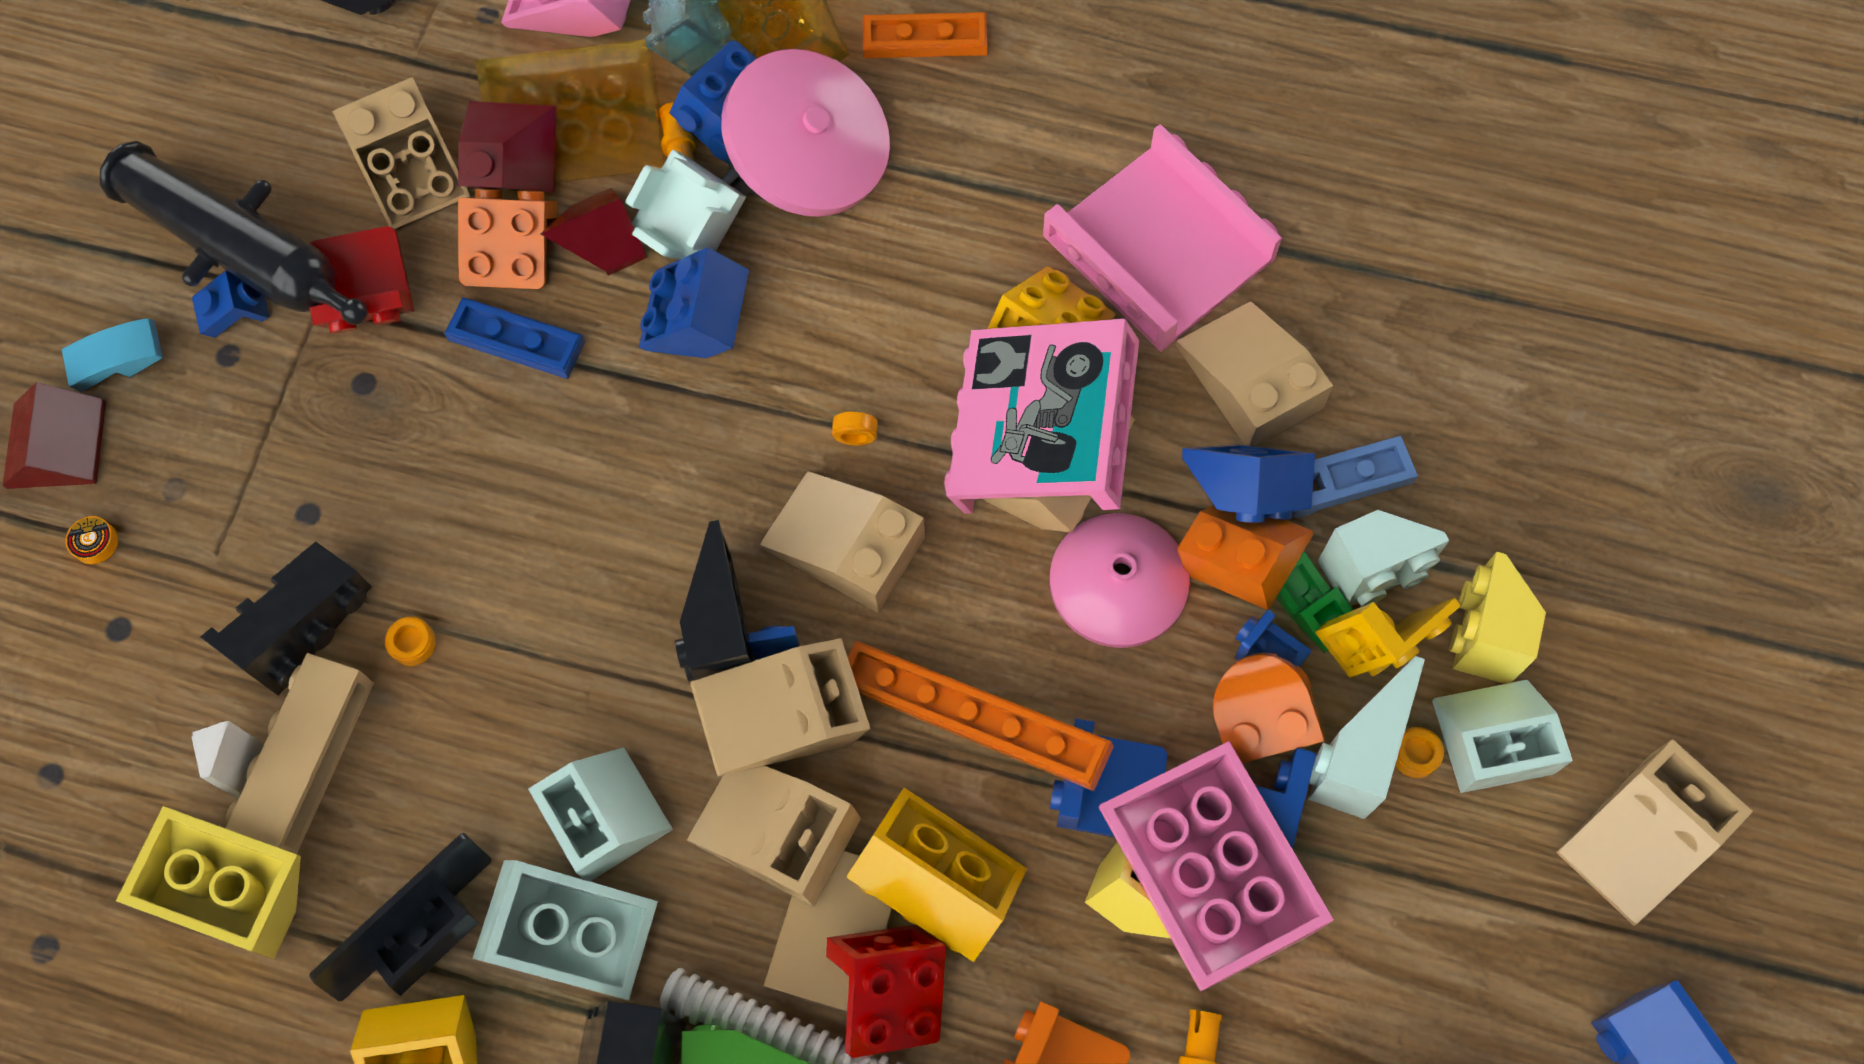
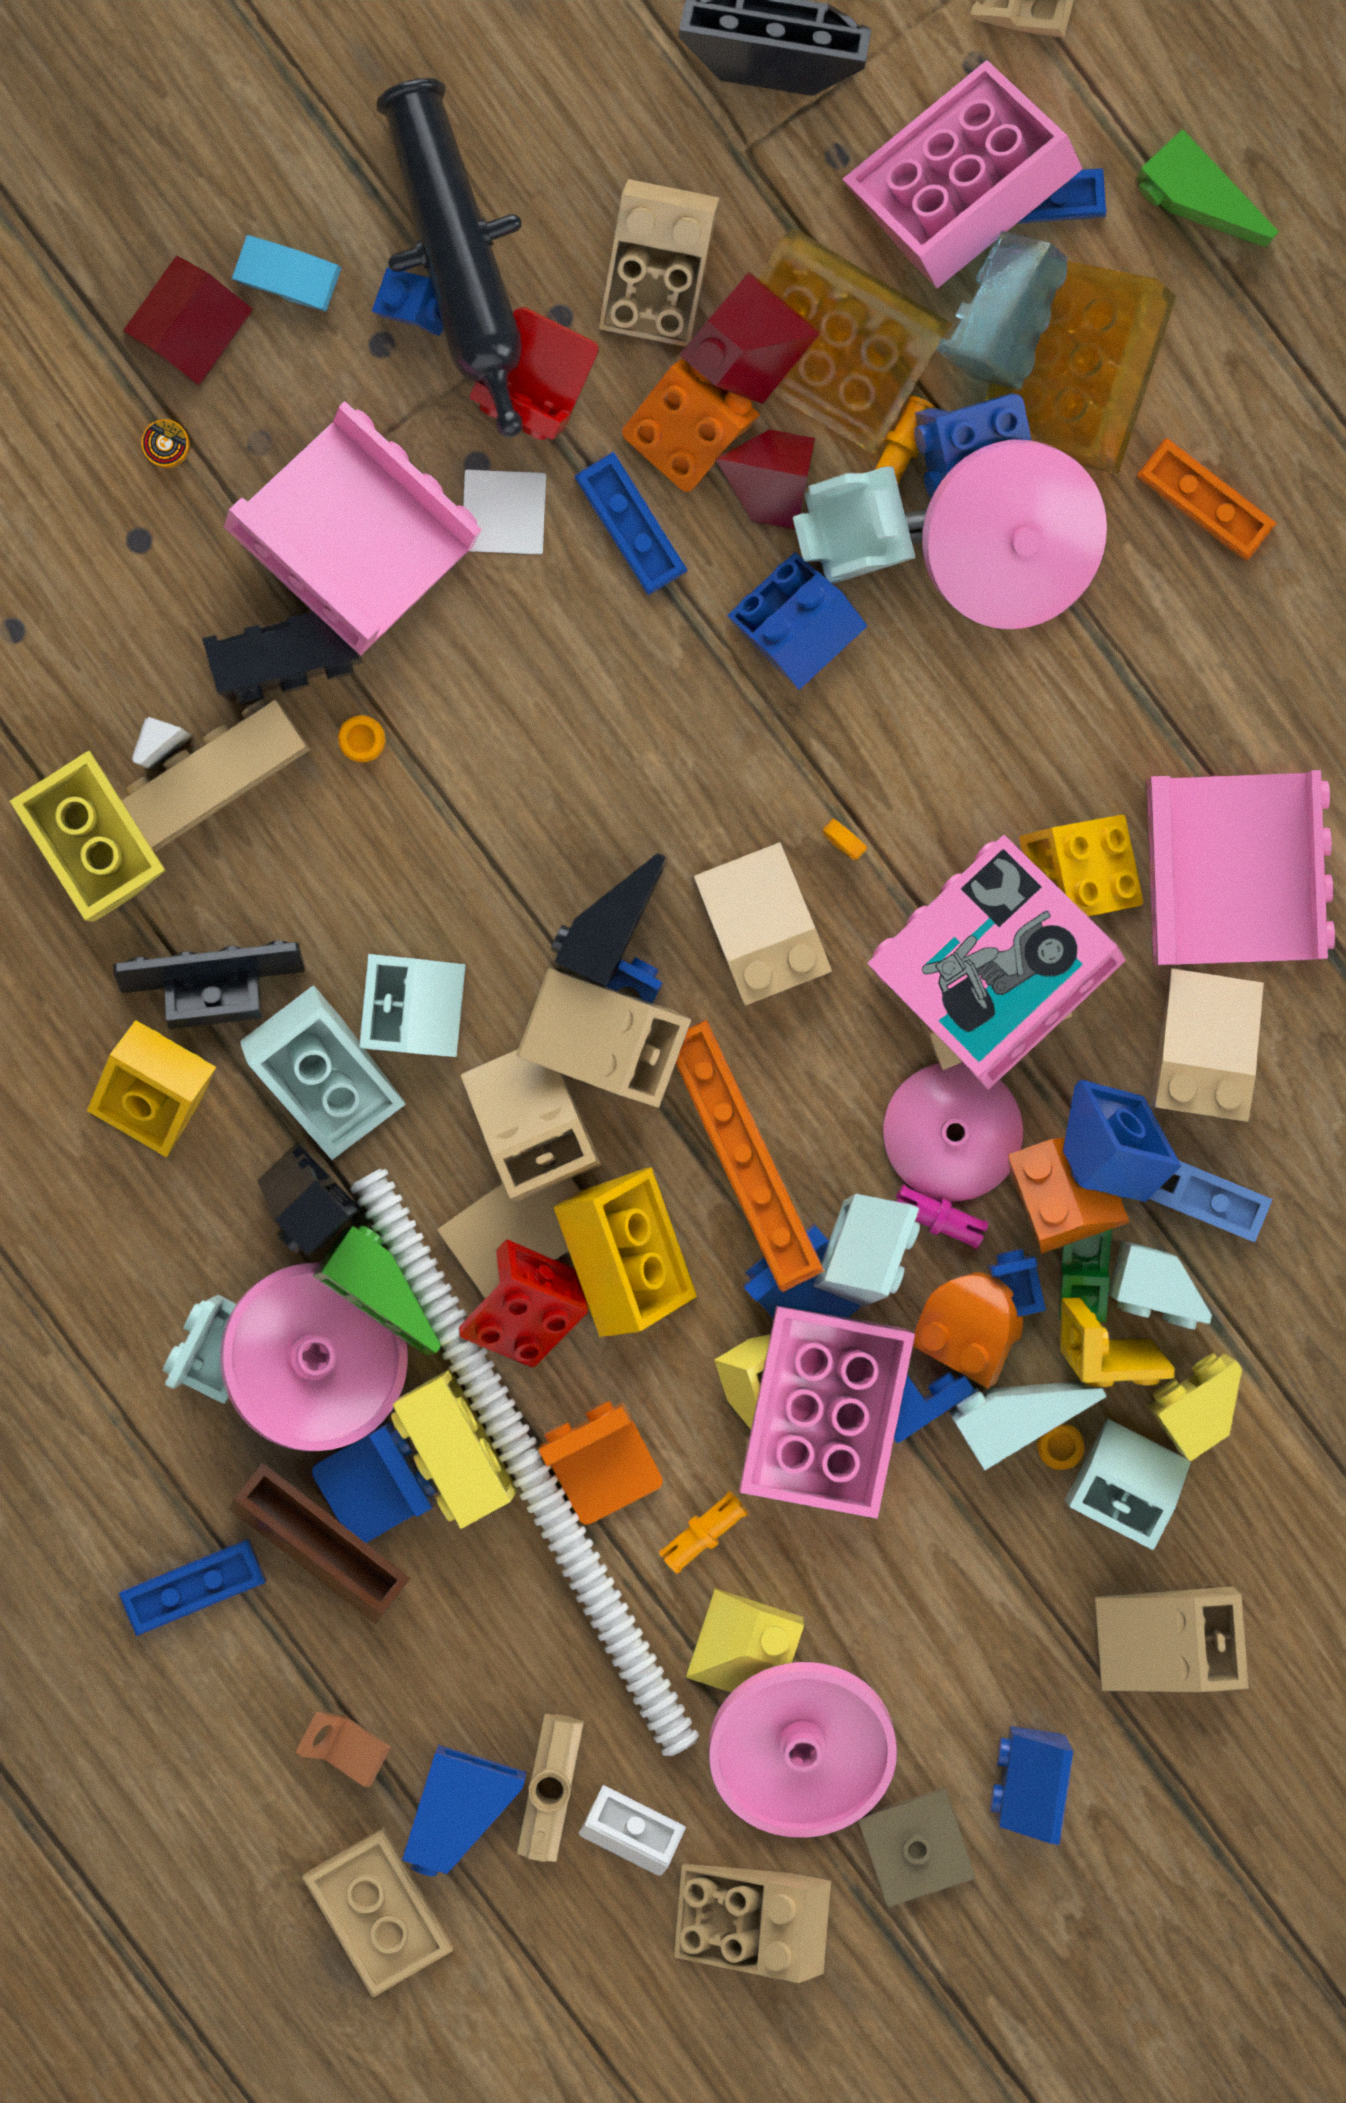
camera: 40 degrees right, 20 degrees up
(287, 483) = (354, 529): none -> bright pink panel
(409, 401) = (507, 510): none -> white sticker
(1134, 706) = (867, 1249): none -> light aqua slope
(1165, 647) = (943, 1218): none -> dark pink pin

